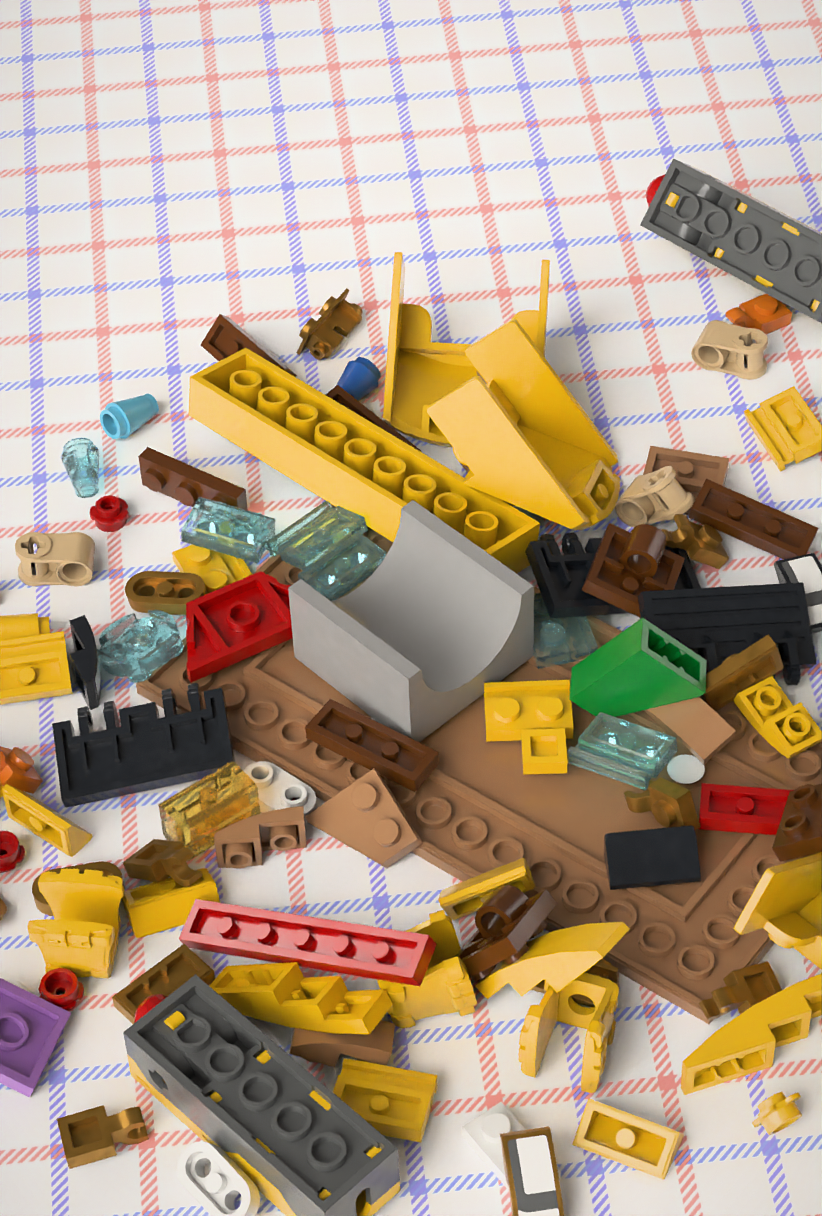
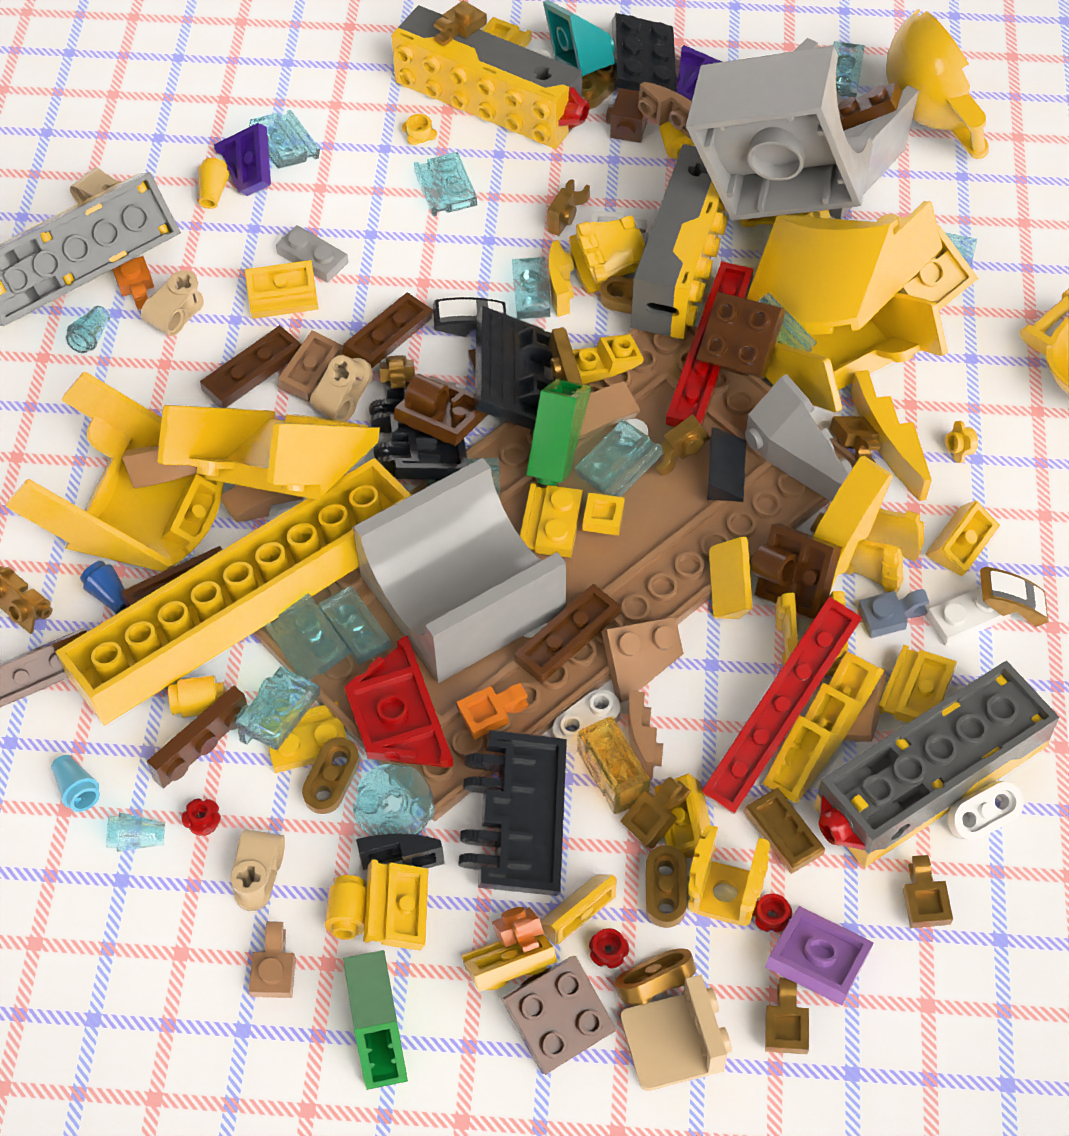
camera: 80 degrees left, 10 degrees up
(239, 468) = (194, 695): none -> yellow brick
(258, 692) = (489, 711): none -> orange plate
(490, 1062) = (887, 614): none -> sand blue plate
(667, 426) = (250, 367): none -> reddish brown plate
(675, 295) = (87, 330): none -> clear light blue cone
(692, 924) = (793, 442): none -> light grey wedge

